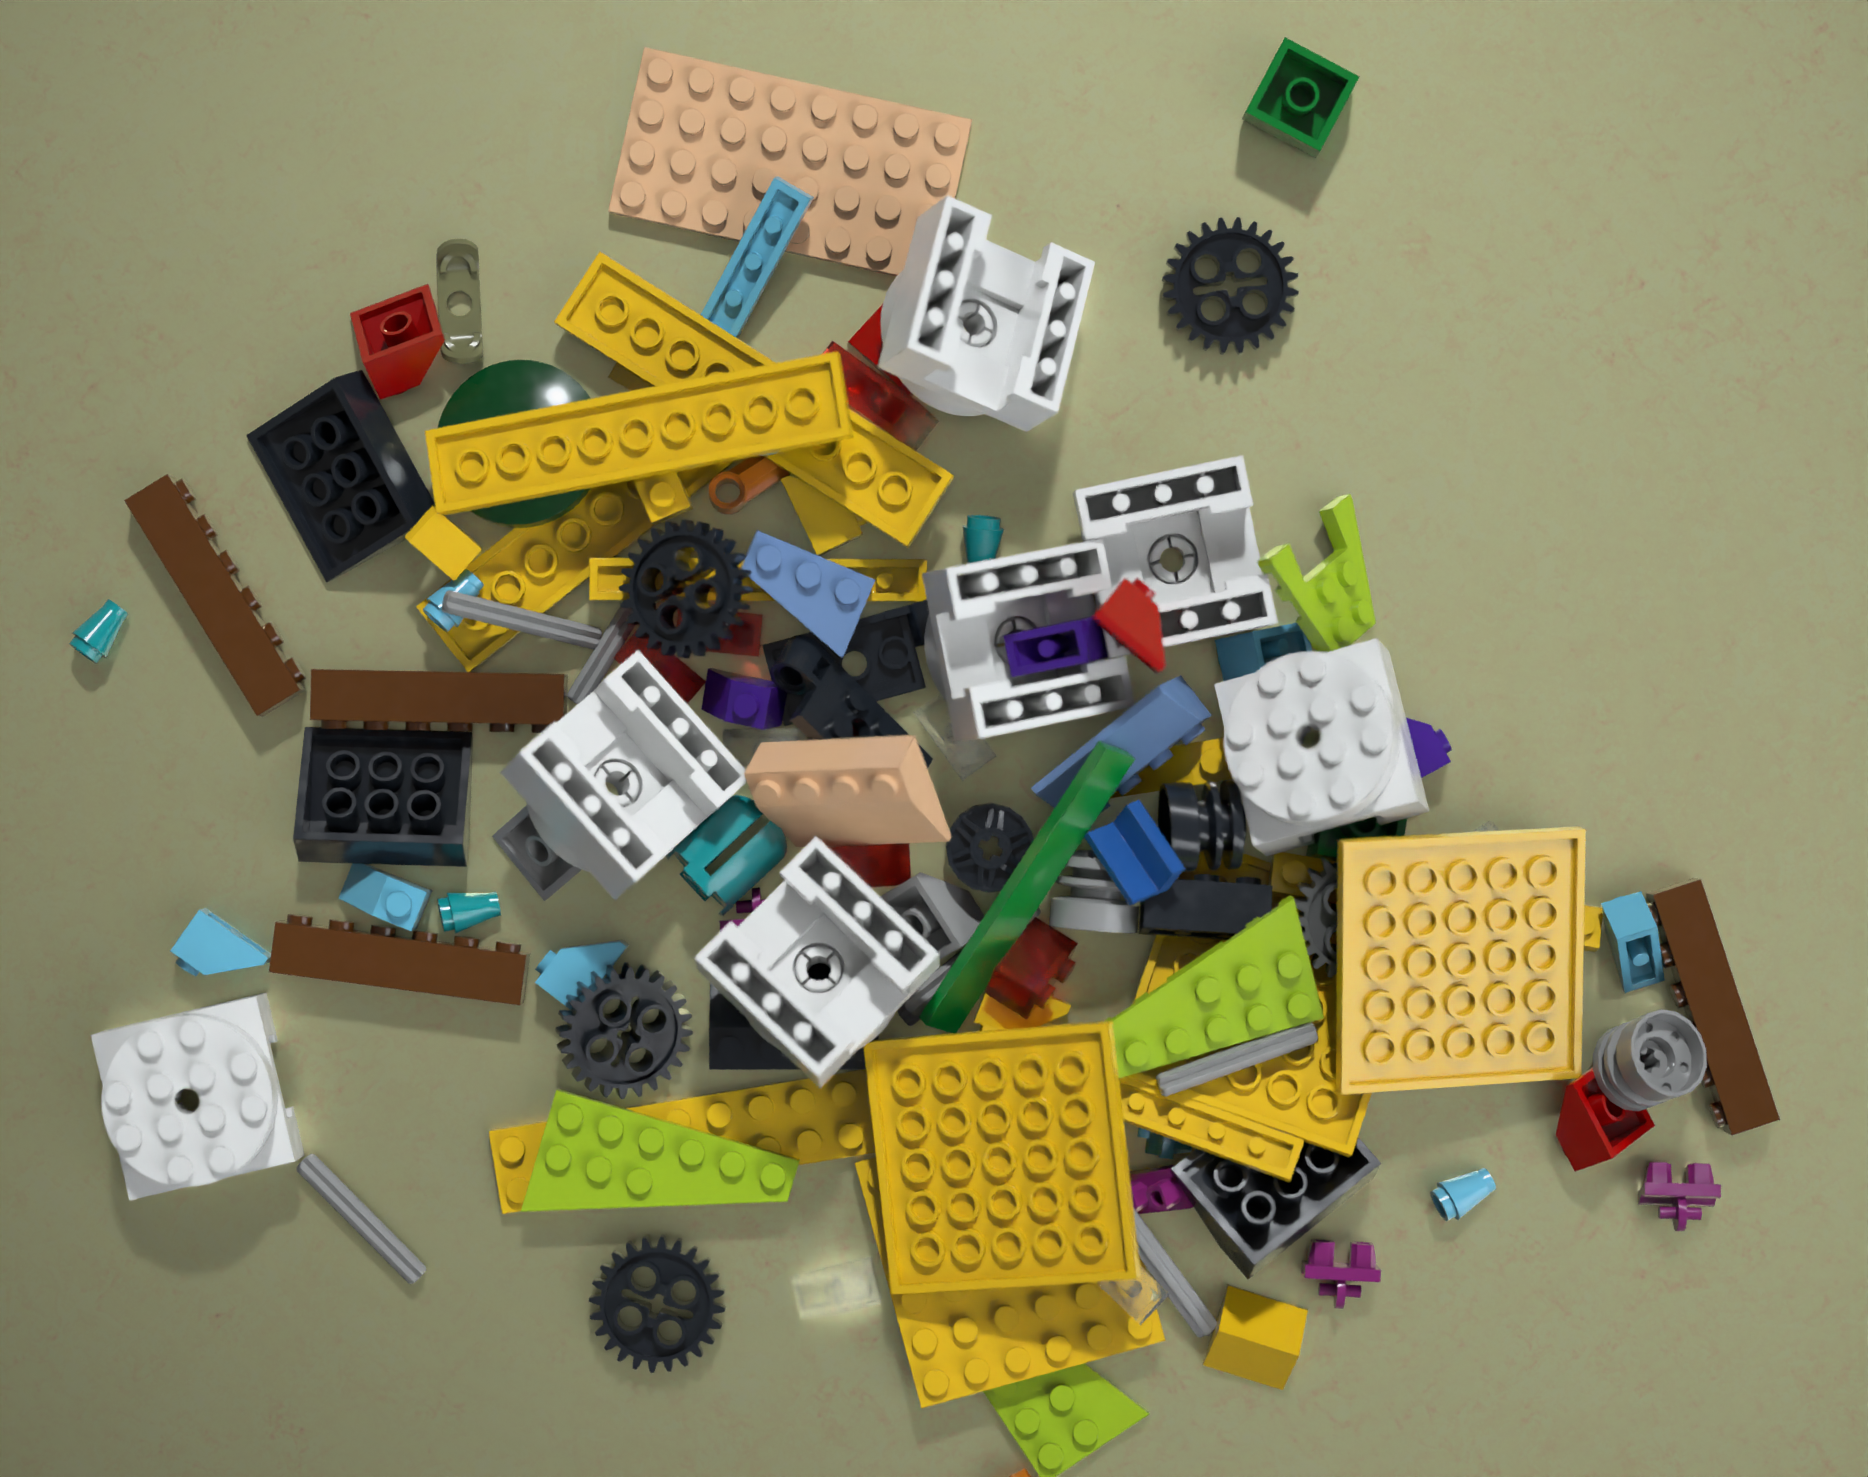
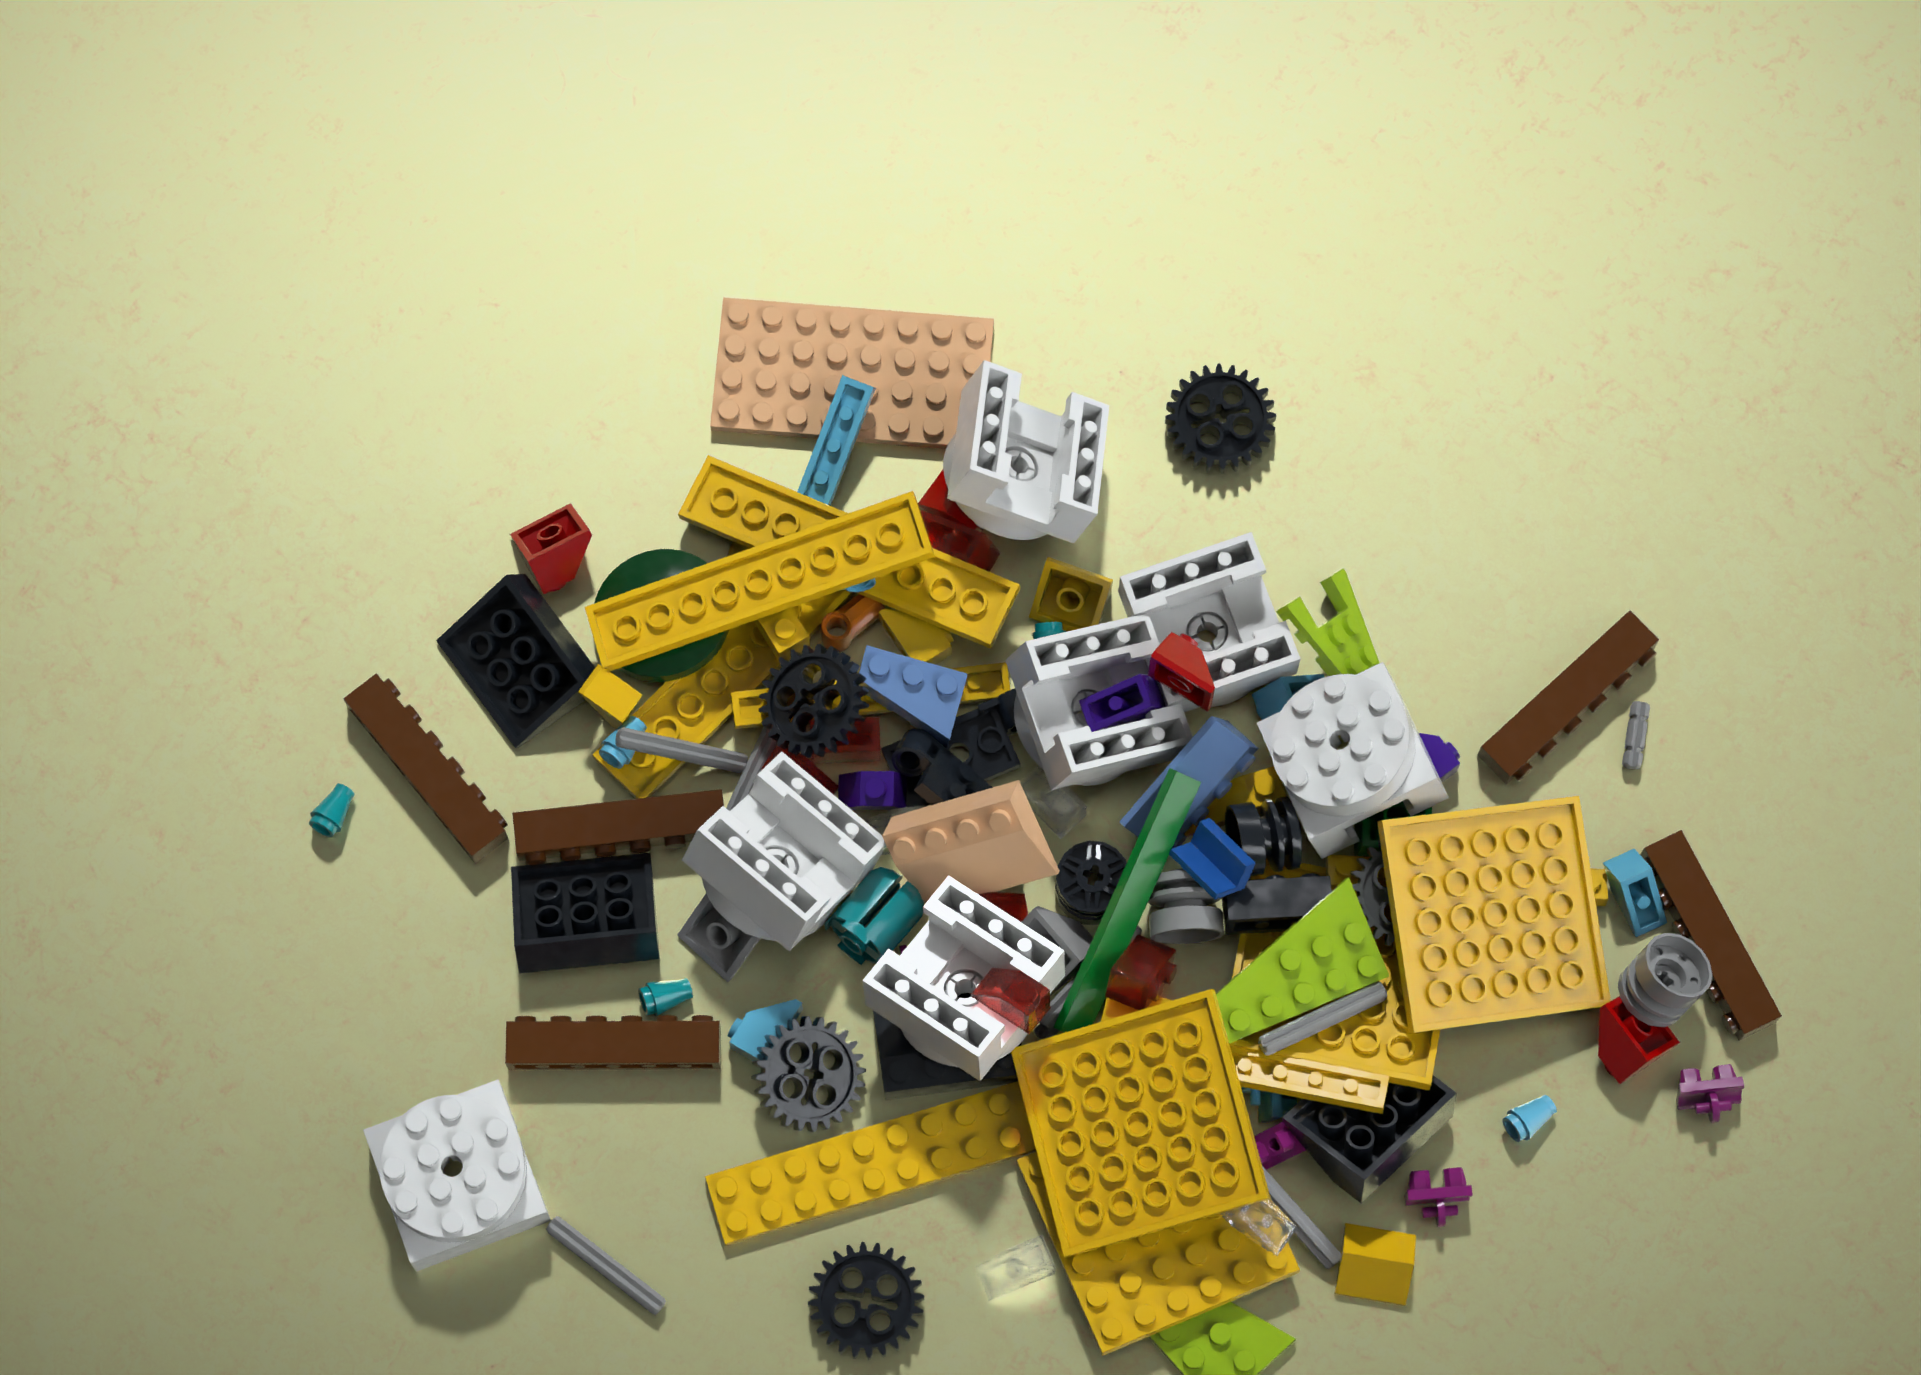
camera: 10 degrees left, 15 degrees down
(215, 947) = (458, 1053): medium azure slope -> none
(385, 896) = (595, 992): medium azure slope -> none
(459, 272) = (593, 490): olive piece -> none
(626, 1159) = (825, 1180): lime wing -> none
(871, 995) = (1014, 997): none -> clear red slope
(1014, 491) = (1070, 596): none -> yellow slope
(1300, 97) = (1253, 265): green brick -> none
(1594, 694) = (1568, 698): none -> reddish brown brick
(1667, 748) = (1636, 735): none -> light grey axle

